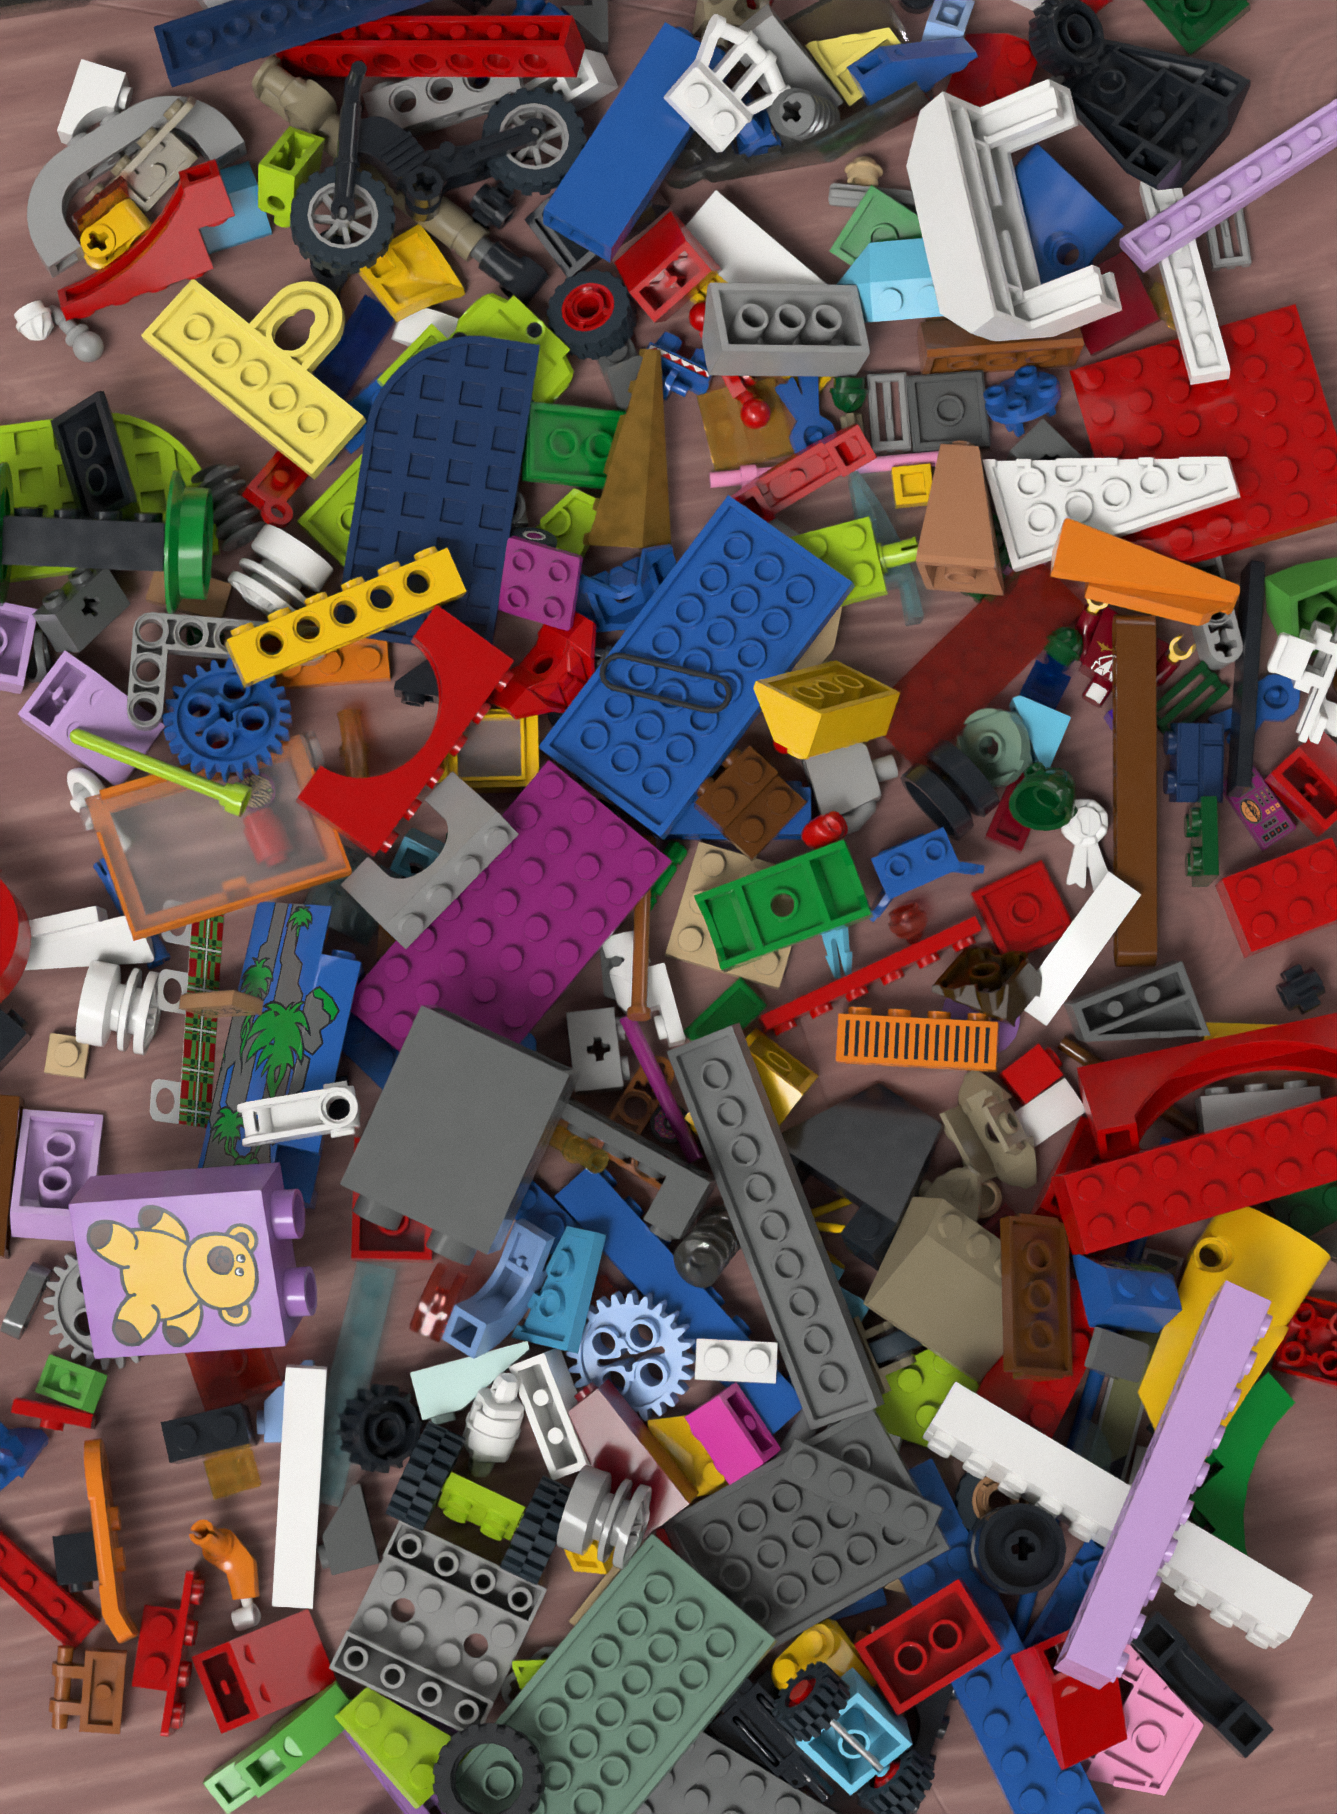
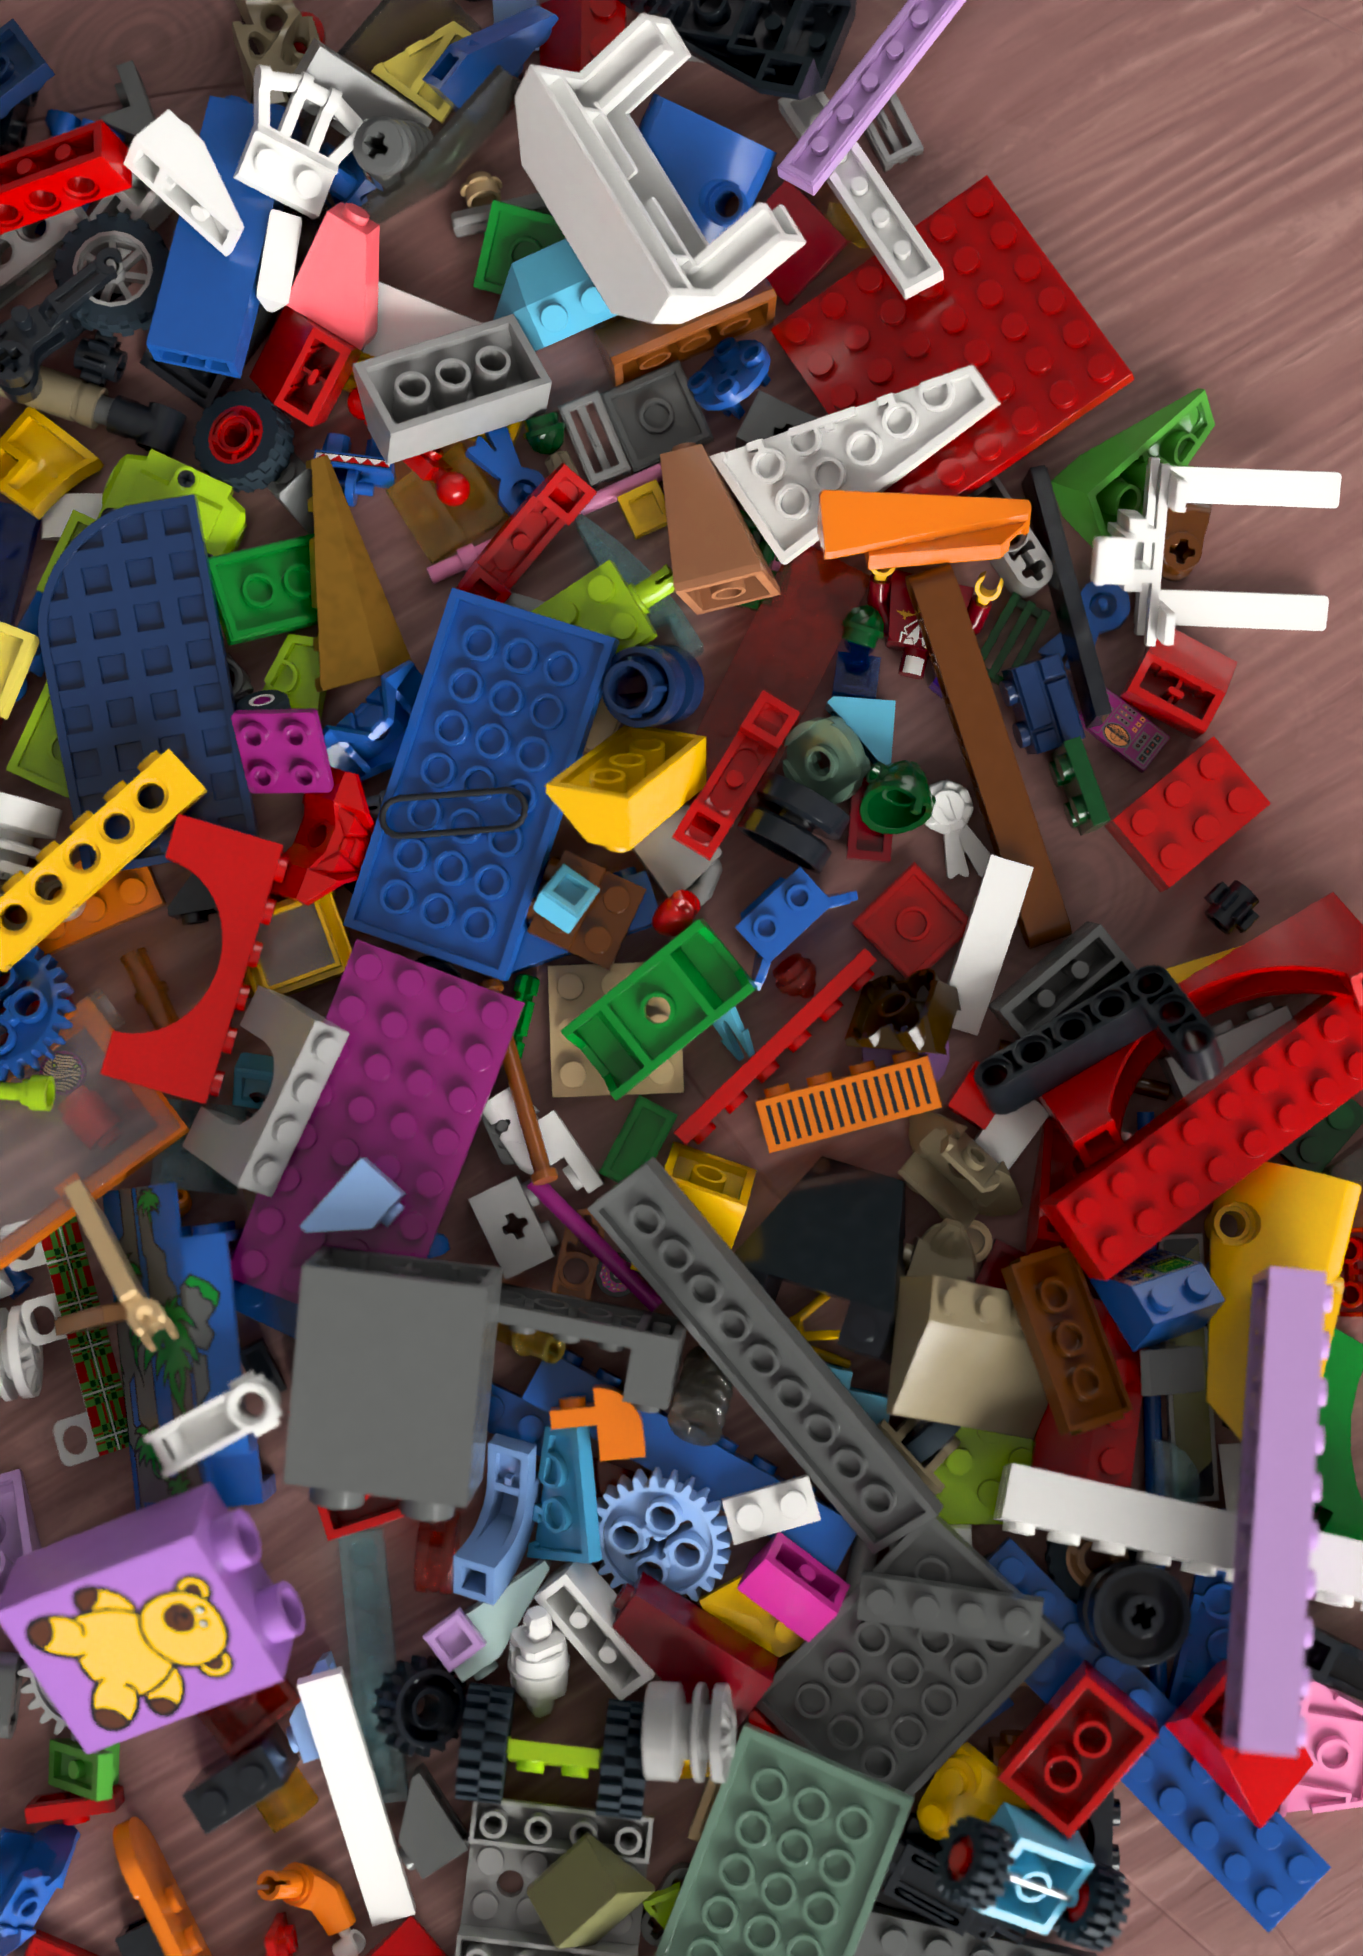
camera: 10 degrees left, 5 degrees up
(260, 963) = (143, 1314): none -> tan tile
(429, 1379) = (454, 1639): none -> lavender tile
(469, 1633) = (586, 1893): none -> olive slope
(477, 977) = (358, 1201): none -> light blue slope
(625, 86) = (184, 175): none -> white slope
(630, 1233) = (617, 1422): none -> orange brick
(676, 176) = (278, 260): none -> white slope
(723, 207) = (341, 276): none -> coral slope
(737, 784) = (565, 898): none -> medium azure slope
(870, 634) = (653, 685): none -> dark blue piece
(915, 733) = (736, 775): none -> red slope
(1145, 1048) = (1096, 1029): none -> black beam

